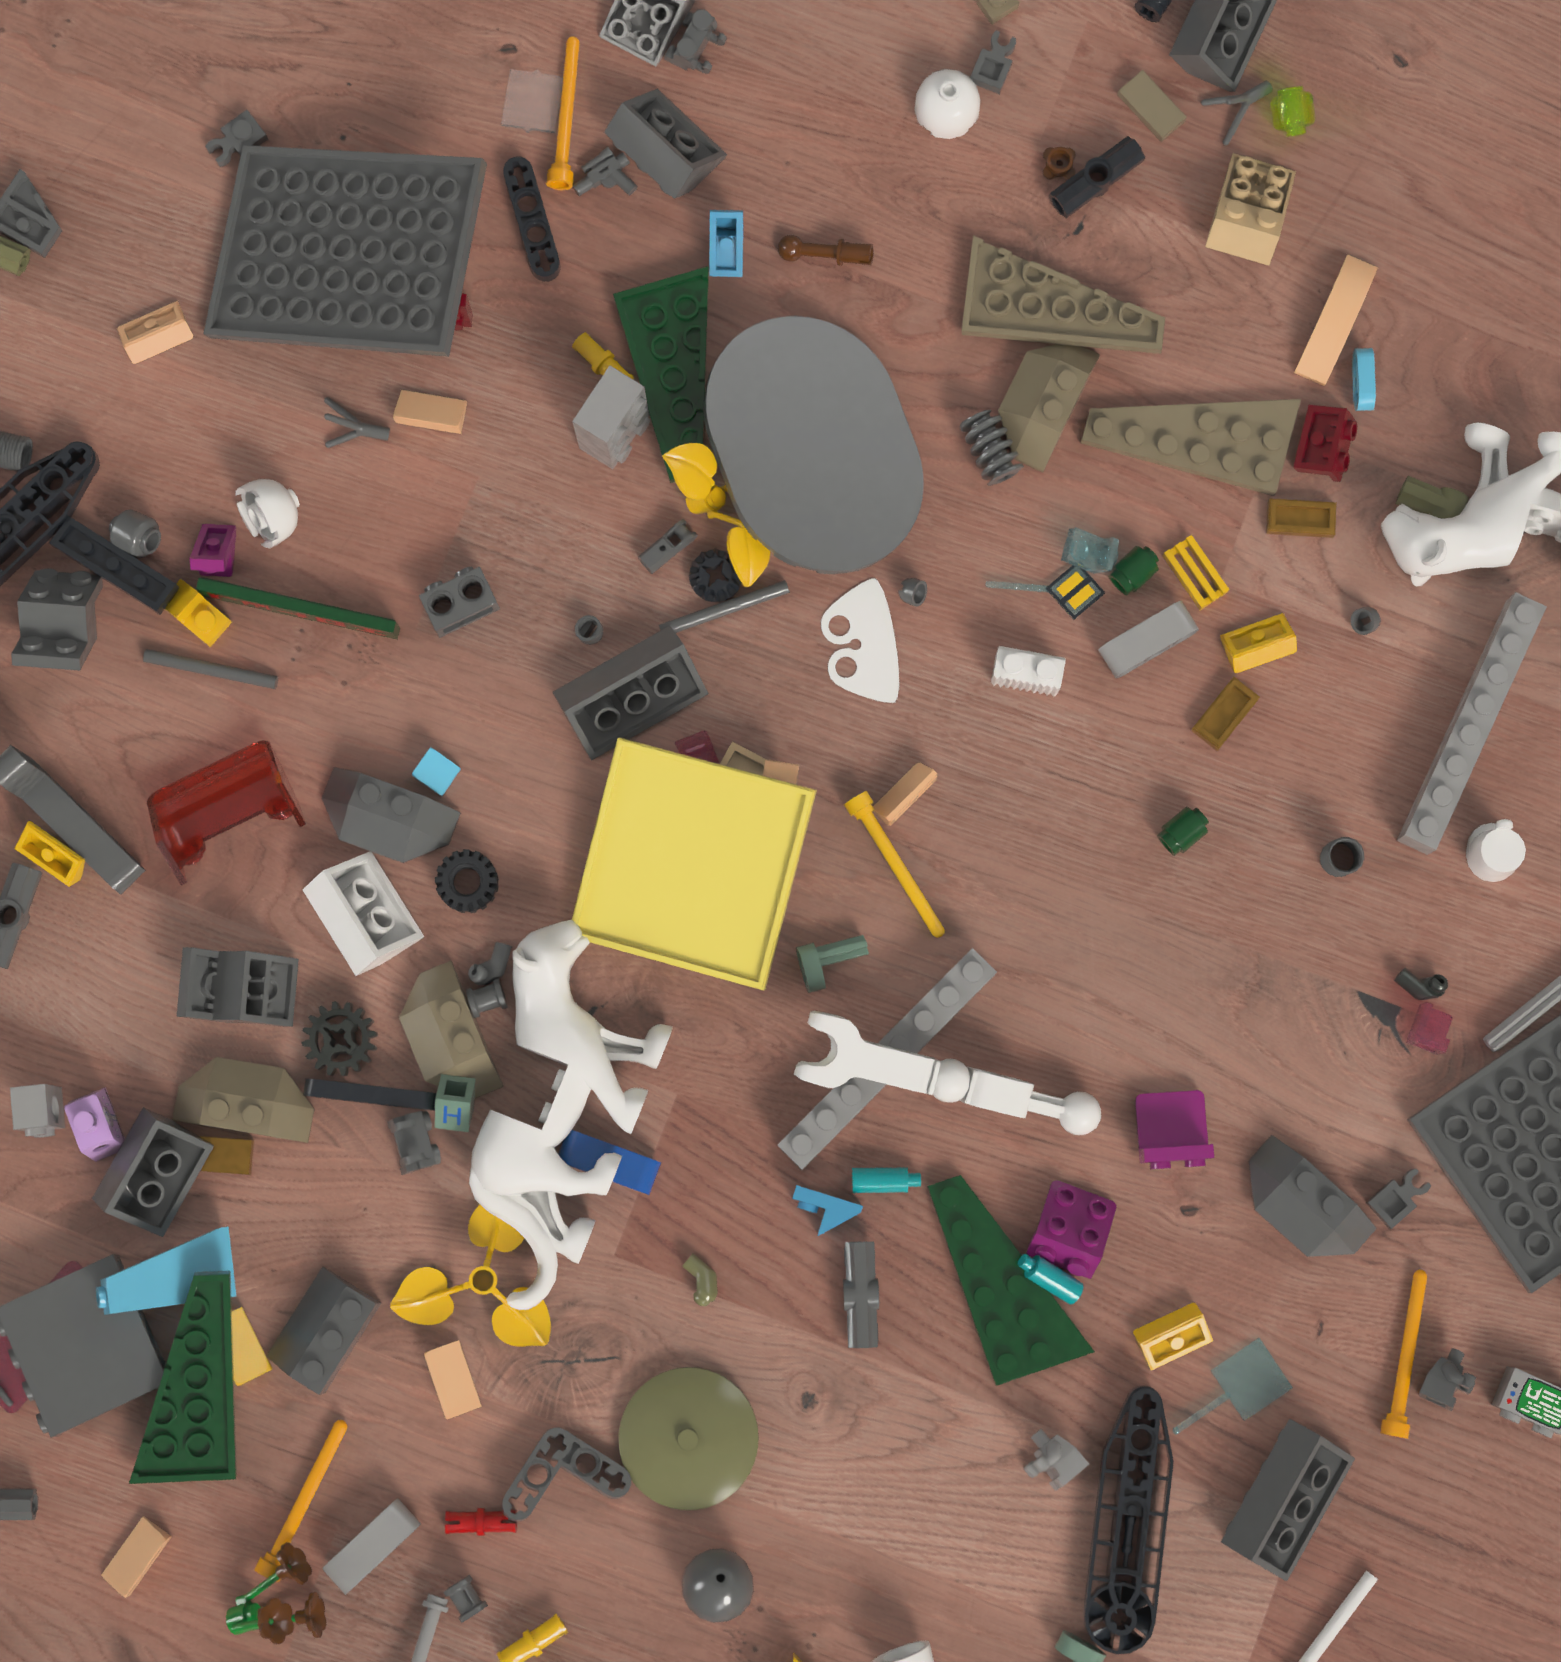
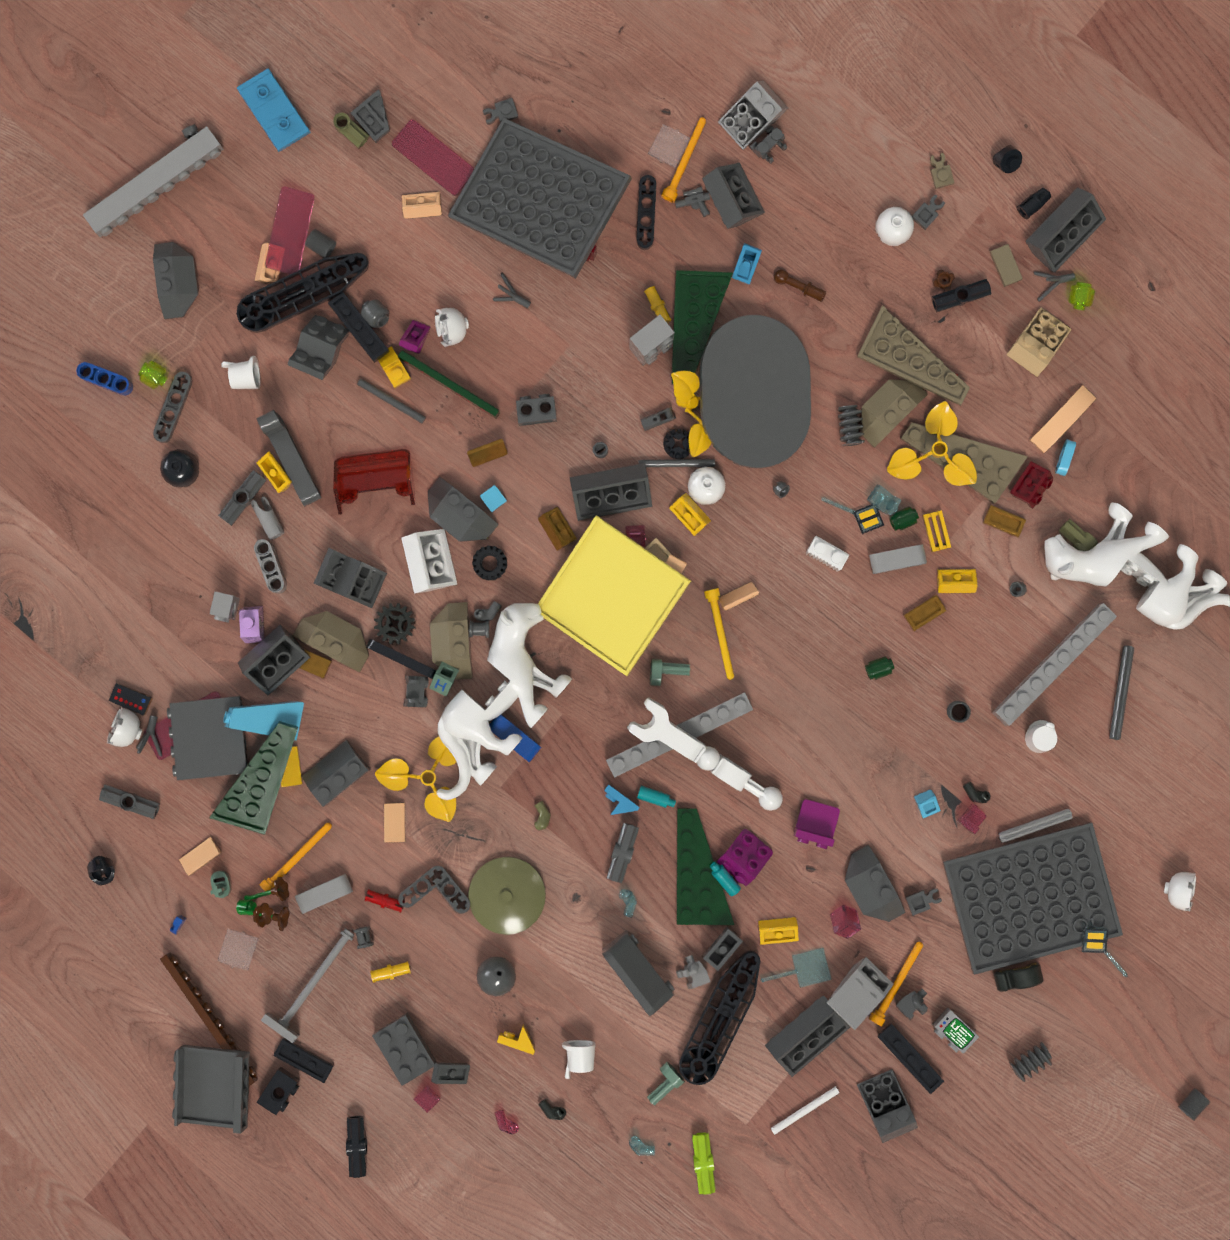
camera: 15 degrees right, 5 degrees up
(66, 937) = (268, 519): none -> light grey piece
(82, 1005) = (265, 558): none -> light grey beam
(147, 249) = (432, 157): none -> clear pink piece
(192, 1599) = (222, 888): none -> sand green piece
(400, 699) = (487, 452): none -> pearl gold slope
(430, 411) = (555, 300): light nougat slope -> none
(561, 785) = (557, 528): none -> pearl gold slope
(775, 685) = (690, 514): none -> yellow slope
(786, 628) = (706, 485): none -> white cylinder
(877, 658) = (748, 518): white piece -> none
(902, 1373) = (629, 900): none -> clear light blue arm
(960, 1493) = (637, 973): none -> dark grey windscreen
(1089, 1399) = (722, 948): none -> dark grey brick
(1141, 390) = (960, 469): none -> yellow plant
(1281, 1279) = (845, 921): none -> clear pink panel
(1345, 1030) = (927, 803): none -> medium azure slope
(1350, 1392) = (859, 992): none -> light grey slope
(1468, 1573) = (887, 1106): none -> dark grey slope
(1477, 1476) = (910, 1058): none -> black plate

